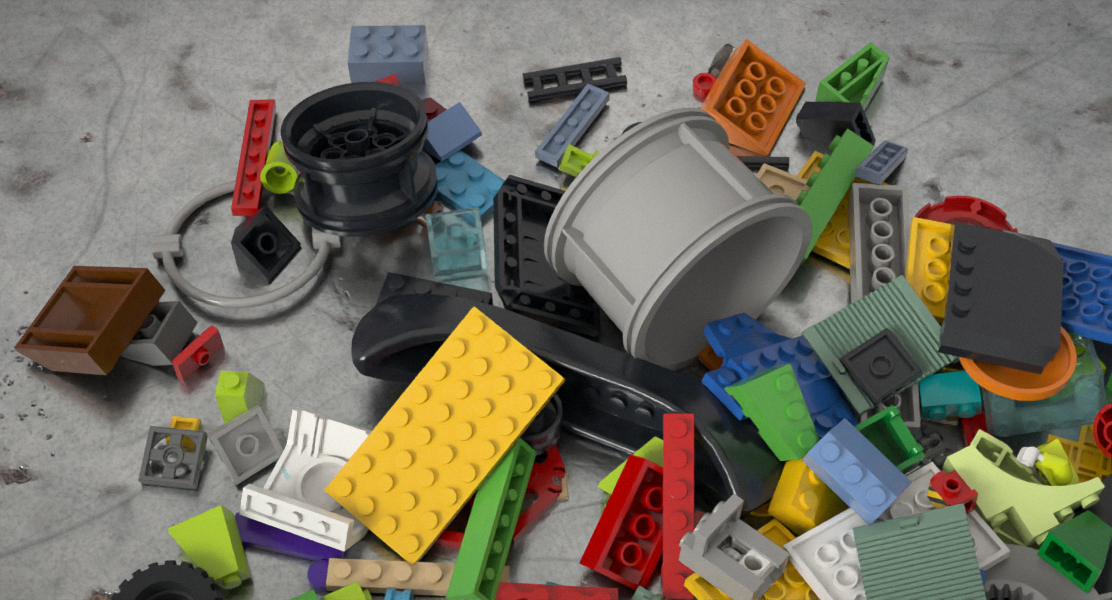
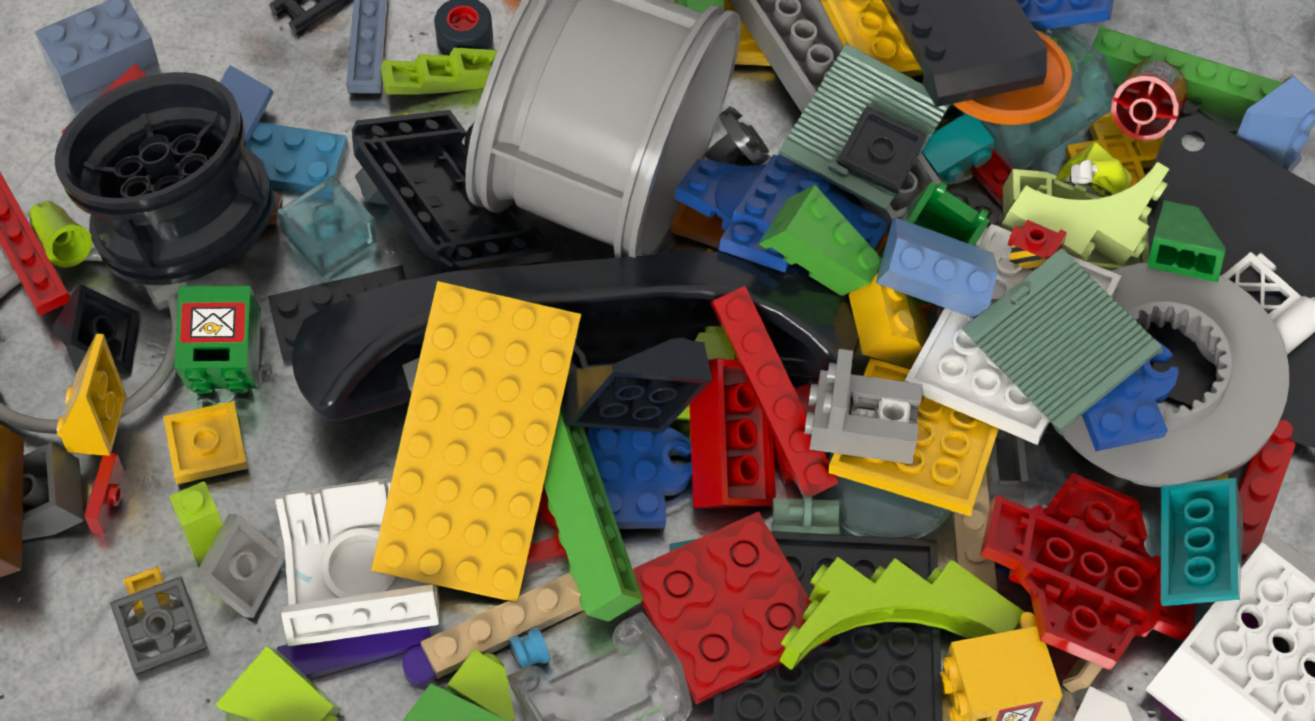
camera: 35 degrees left, 5 degrees up
(218, 286) = (93, 403): none -> yellow slope
(283, 351) = (205, 442): none -> yellow plate
(338, 272) = (218, 320): none -> green container
(558, 505) = (639, 472): none -> blue plate
(578, 453) = (638, 391): none -> black slope
(787, 313) = (738, 141): none -> dark grey tile

